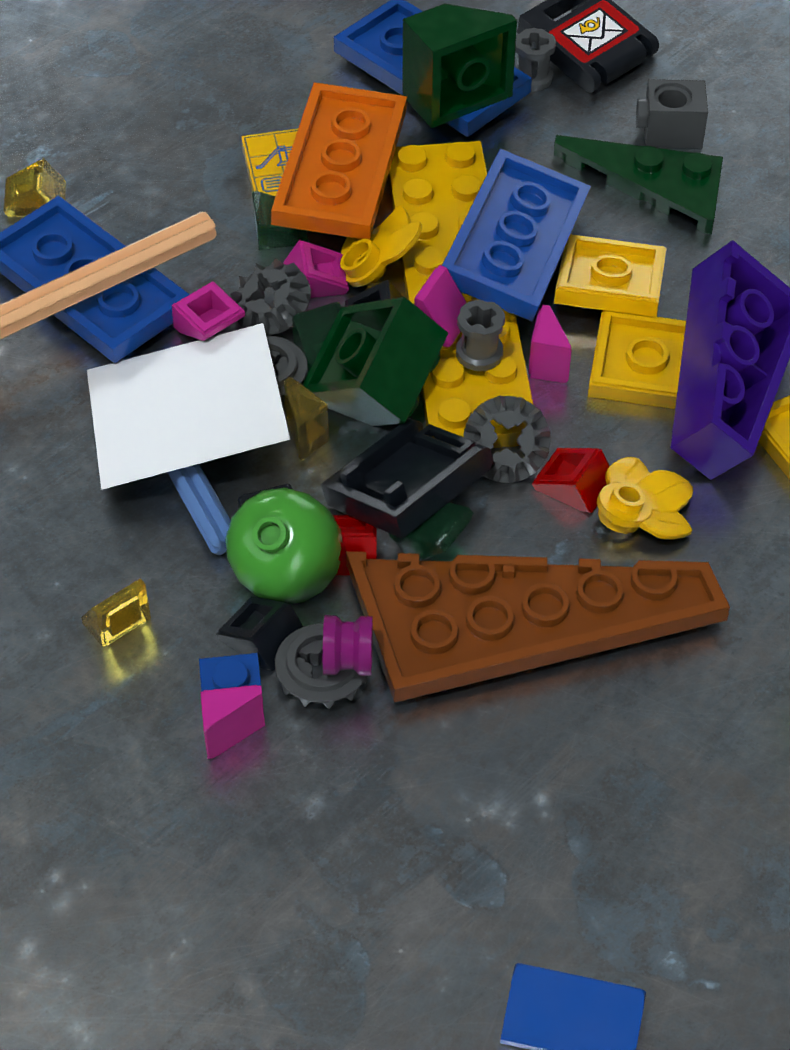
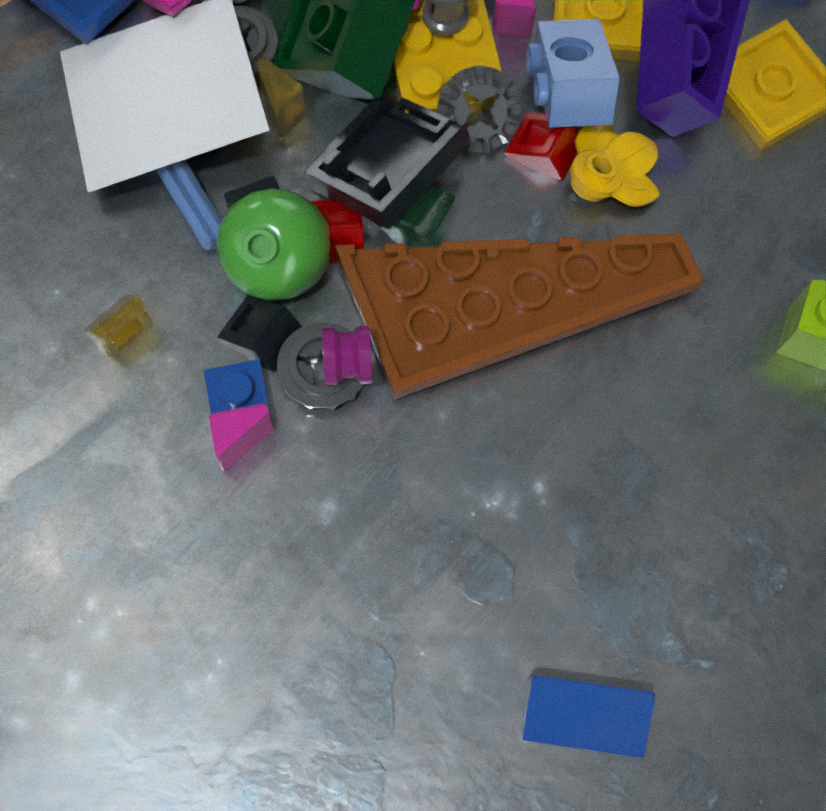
camera: 10 degrees left, 20 degrees up
(604, 408) = (573, 73): none -> medium blue brick

